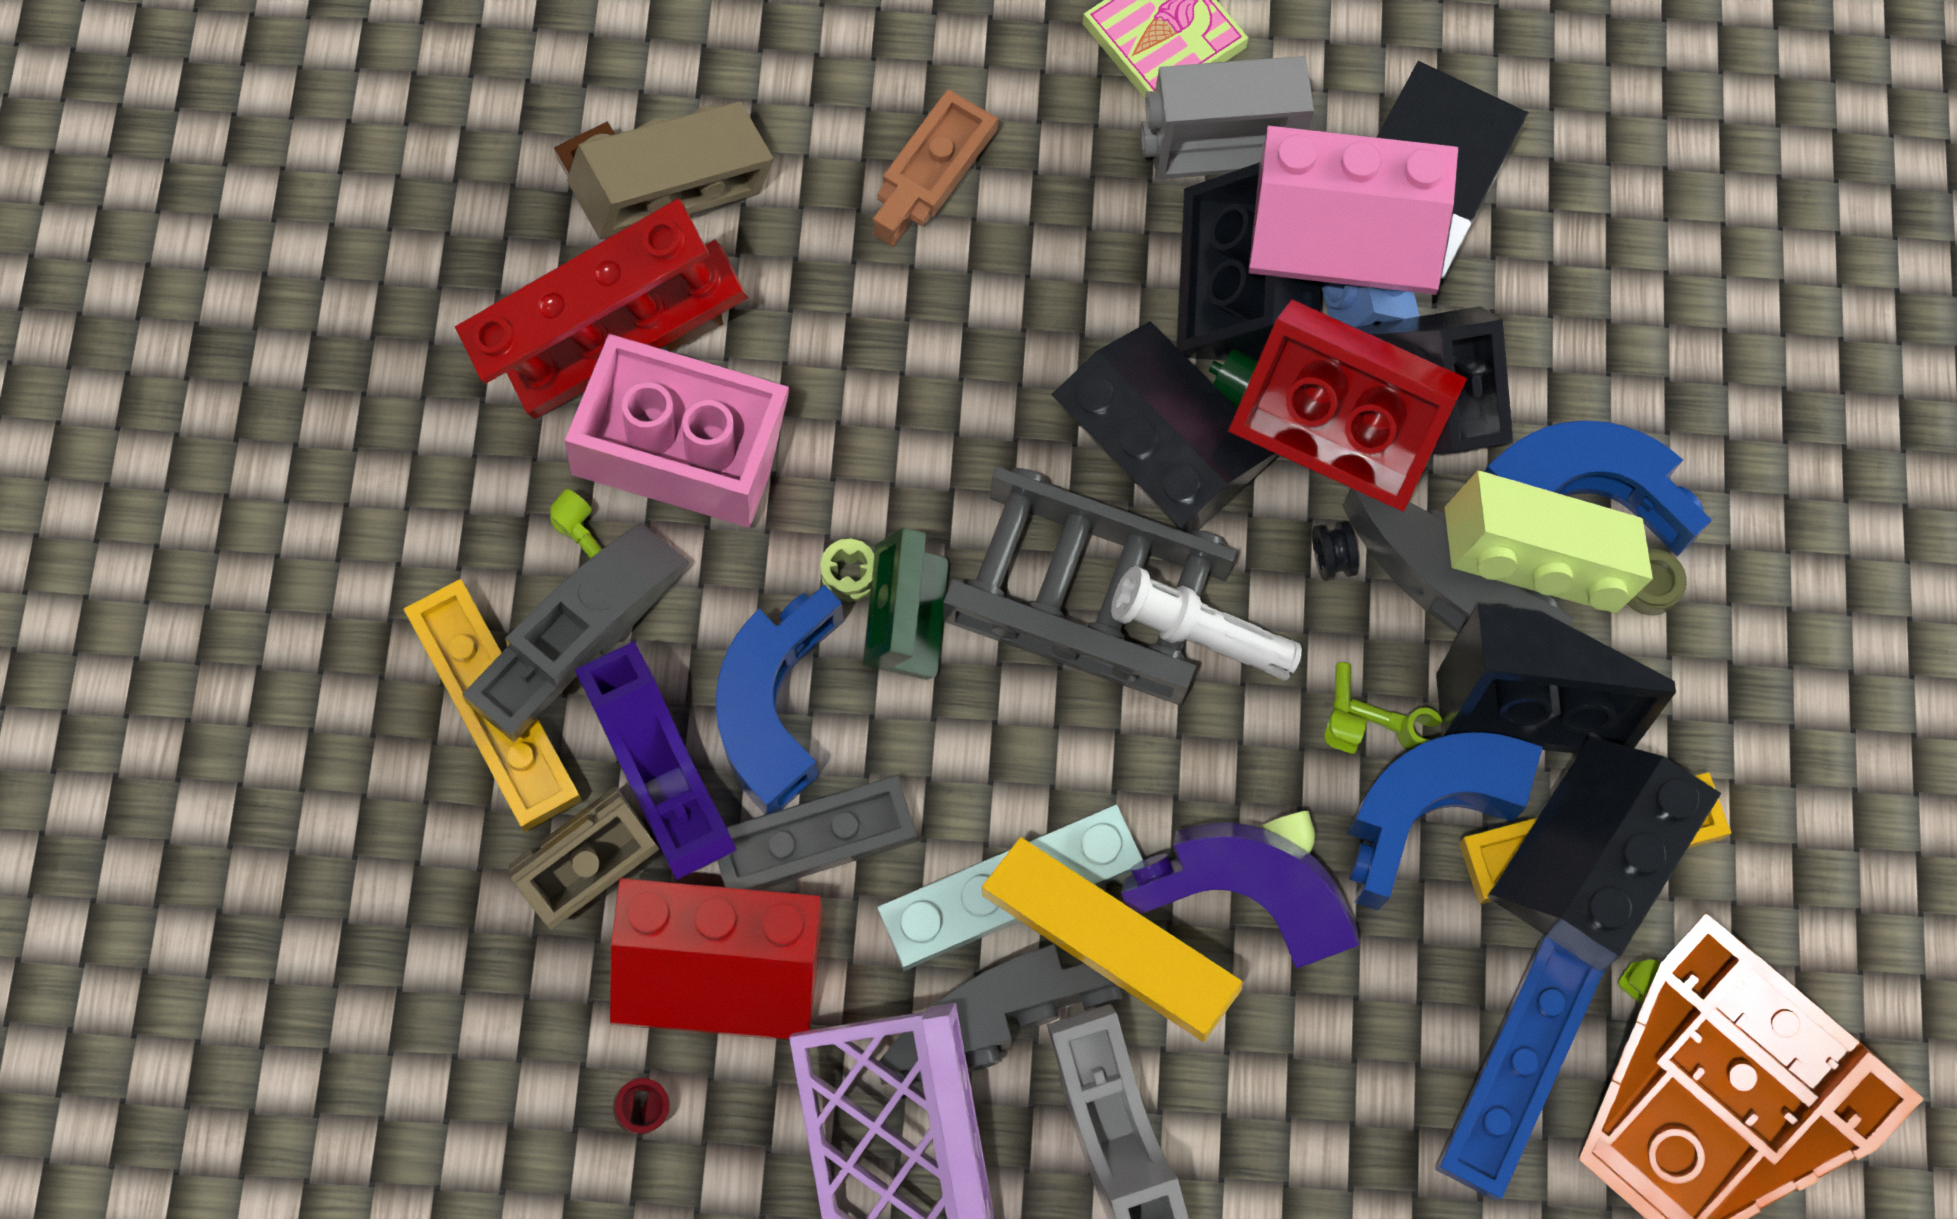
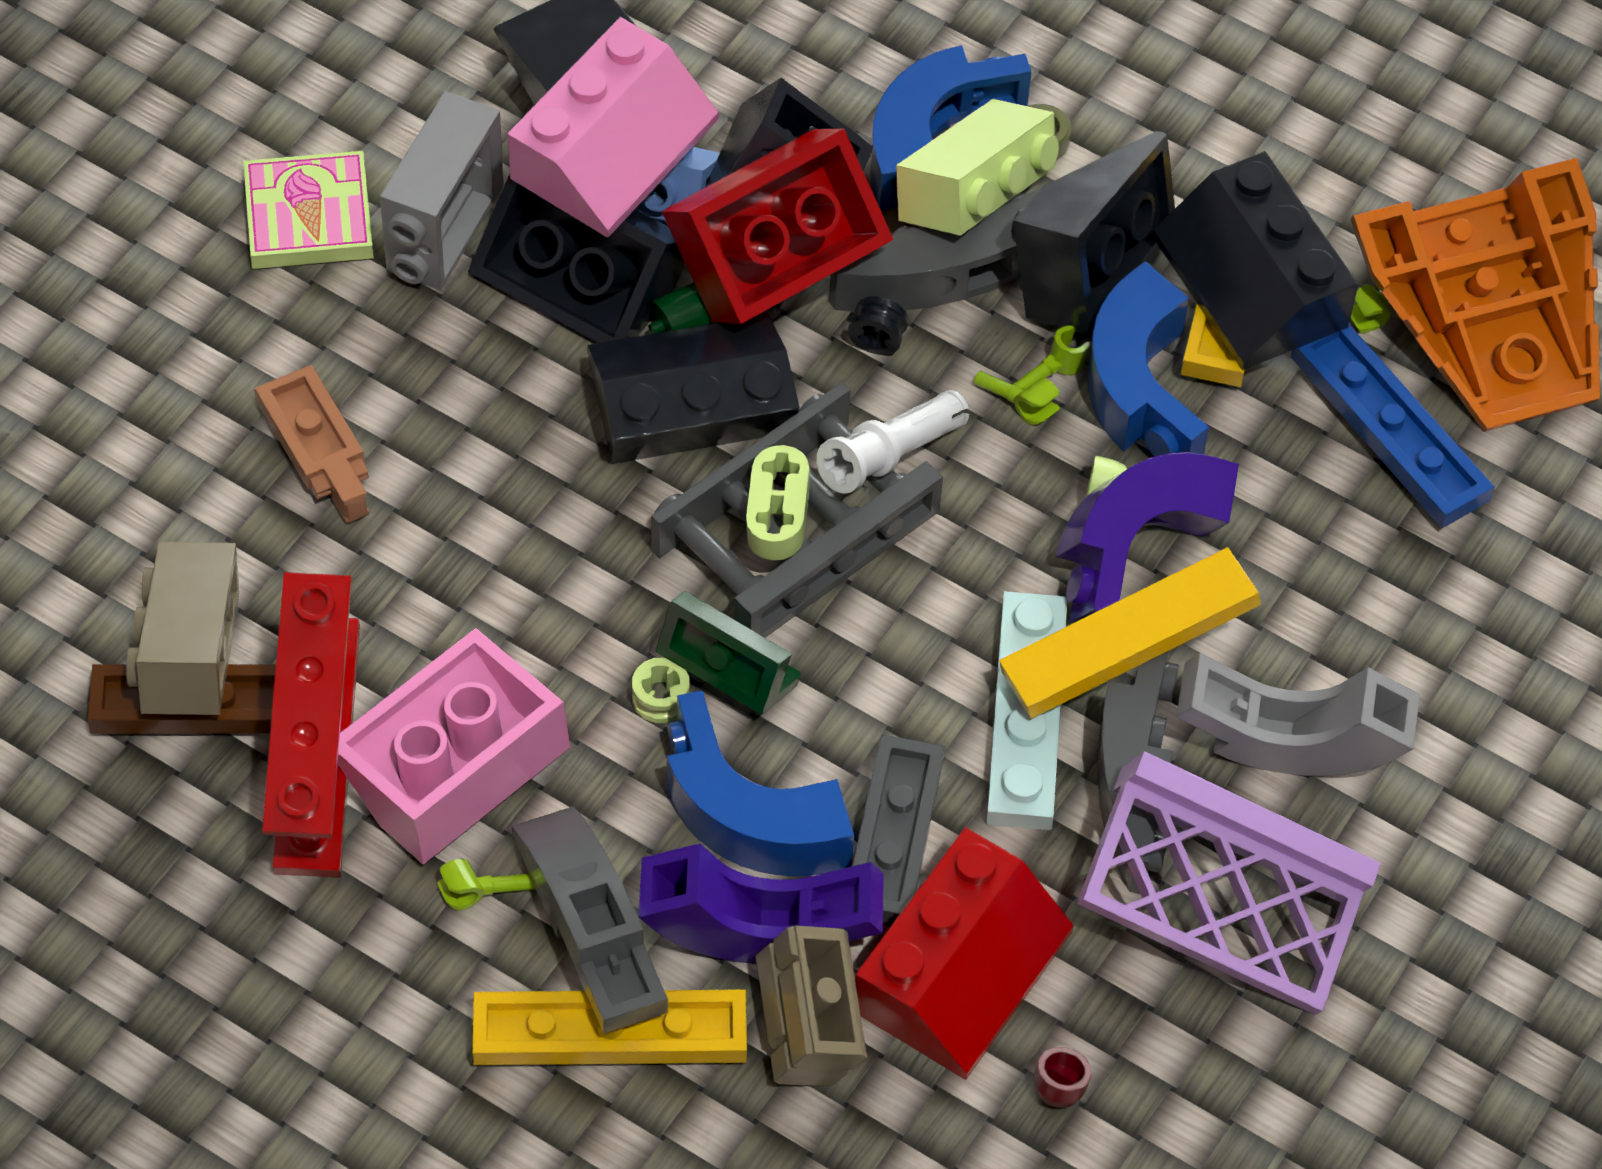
camera: 60 degrees left, 15 degrees down
(1068, 550) = (790, 503): none -> yellowish green beam

